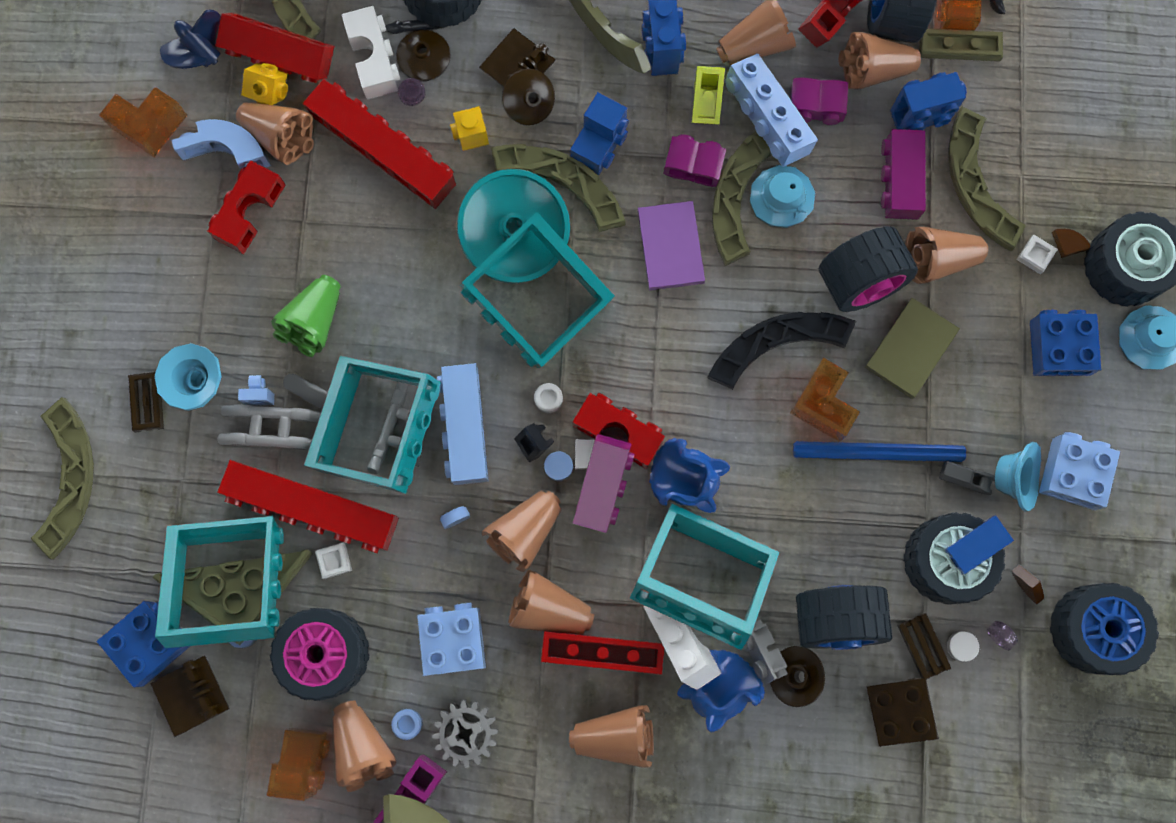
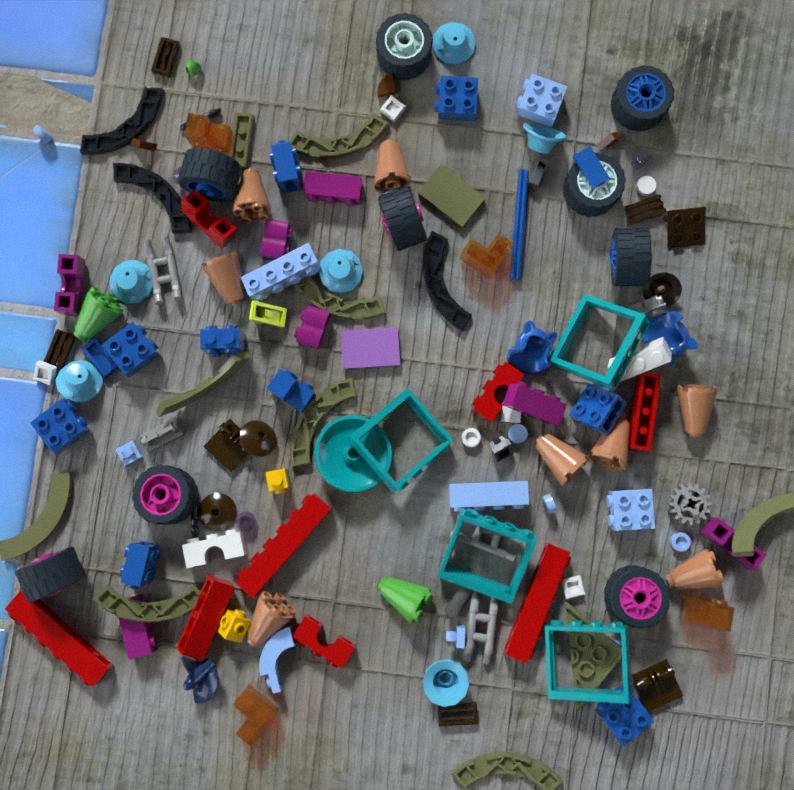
camera: 85 degrees left, 5 degrees up
(601, 580) = (598, 409): none -> blue brick

